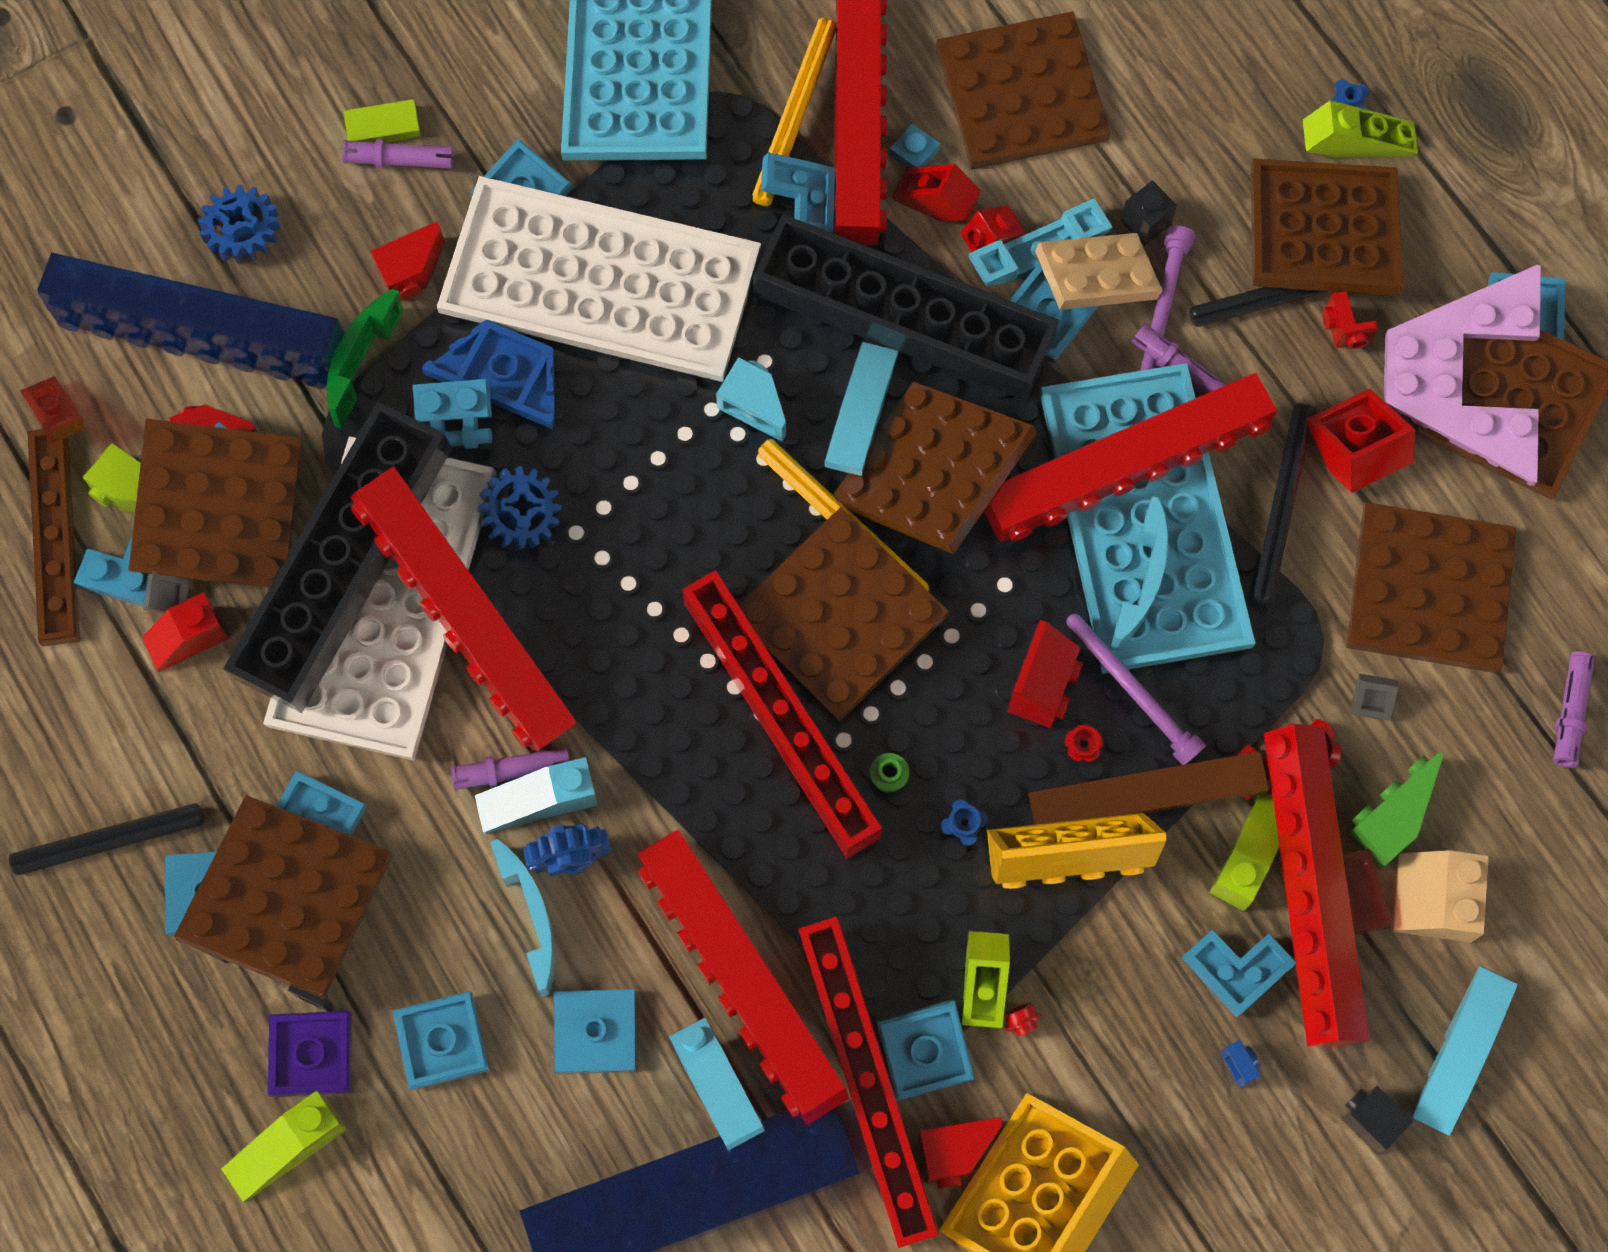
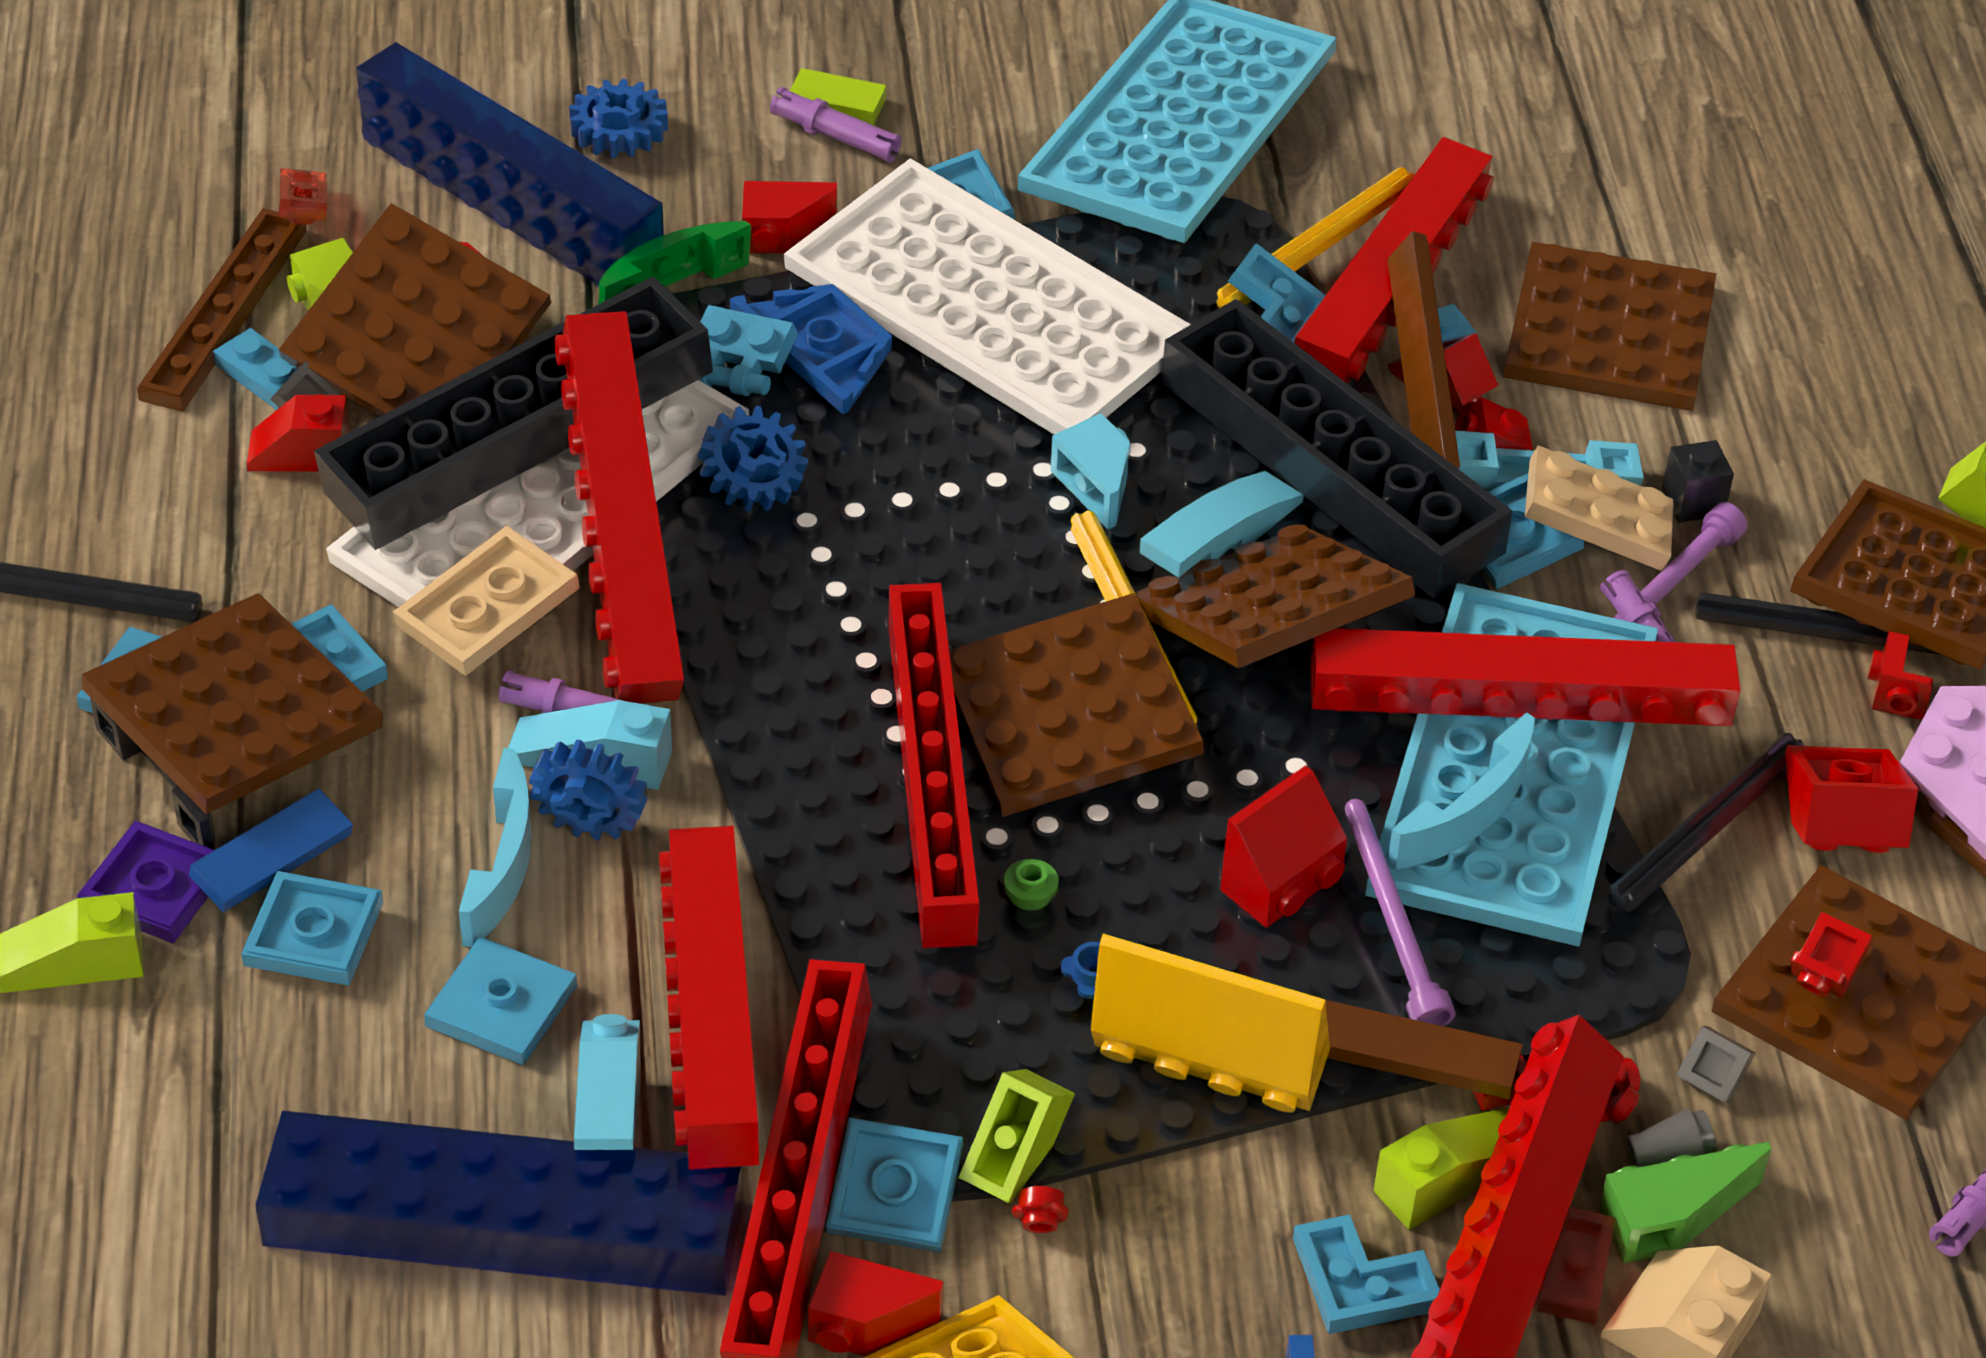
camera: 25 degrees right, 25 degrees down
(376, 994) = (272, 846): none -> blue tile
(408, 725) = (486, 600): none -> tan plate
(927, 198) = (1422, 347): none -> reddish brown tile
(1084, 733) = (1300, 941): red plate -> none
(1375, 768) = (1676, 1136): none -> dark grey cone
(1414, 588) = (1830, 956): none -> red bracket

